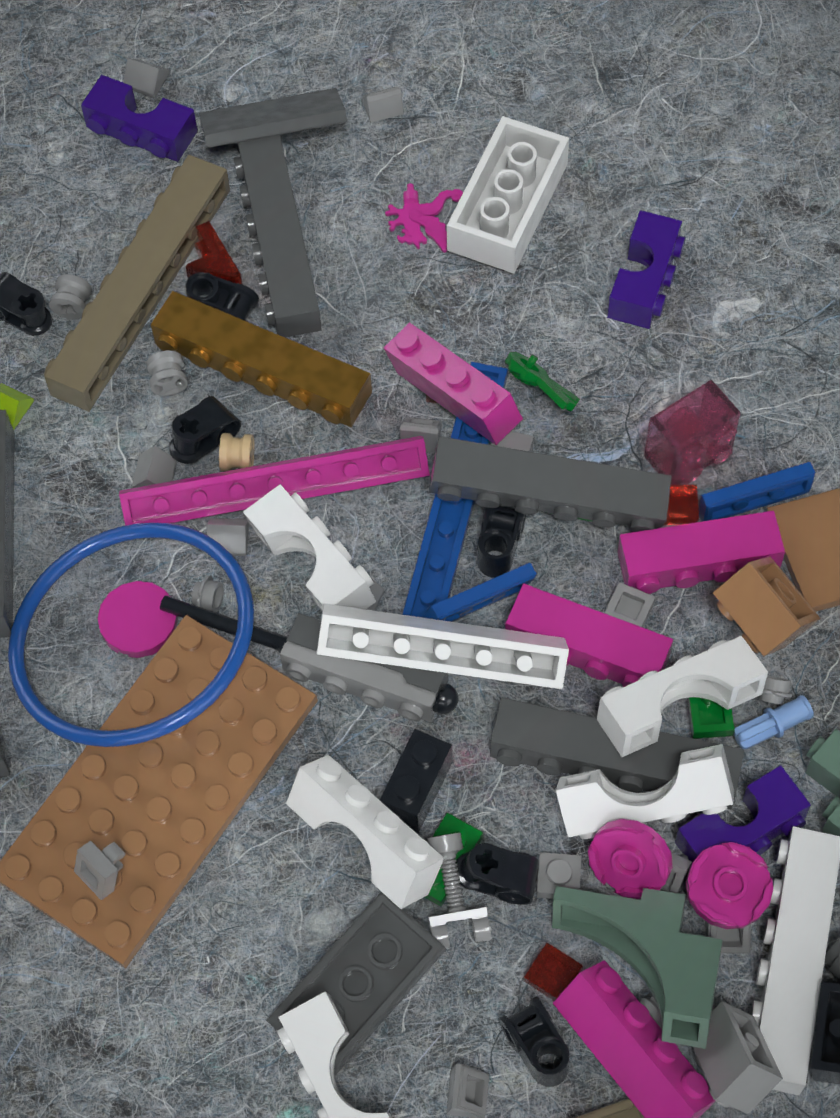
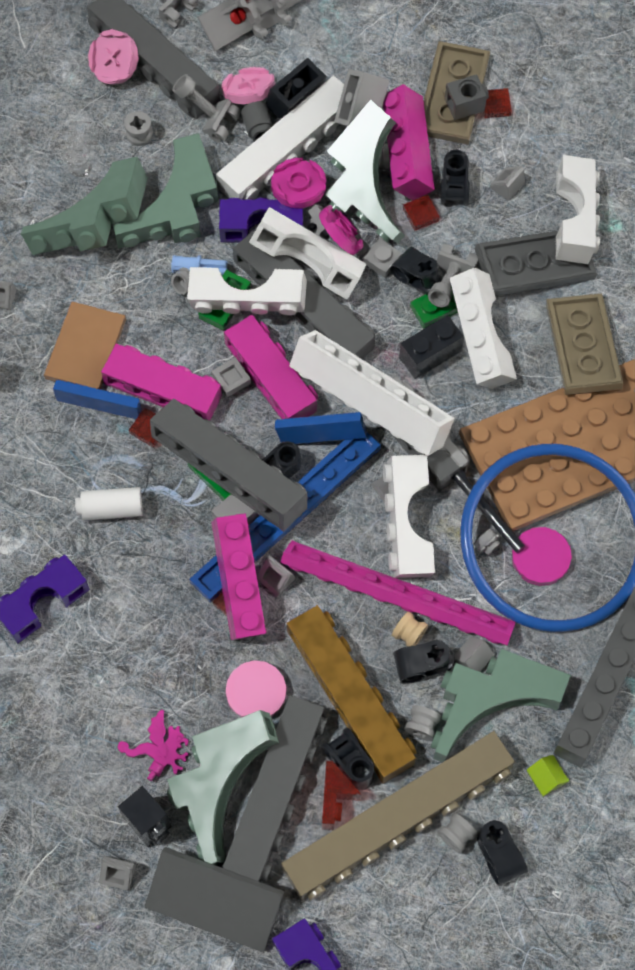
camera: 150 degrees left, 5 degrees up
(99, 456) = (475, 695): none -> sand green arch
(228, 901) = (584, 344): none -> dark tan tile
(230, 534) = (448, 580): light grey slope -> none
(348, 204) = (206, 790): none -> arch
(362, 315) = (256, 688): none -> bright pink tile
(383, 135) = (145, 817): none -> black brick
(507, 194) = (90, 712): white brick -> none
(532, 374) = (176, 567): green piece -> none
(650, 396) = (109, 503): none -> white brick
(692, 434) = (110, 449): clear pink brick -> none
(765, 606) = (156, 311): medium nougat brick -> none

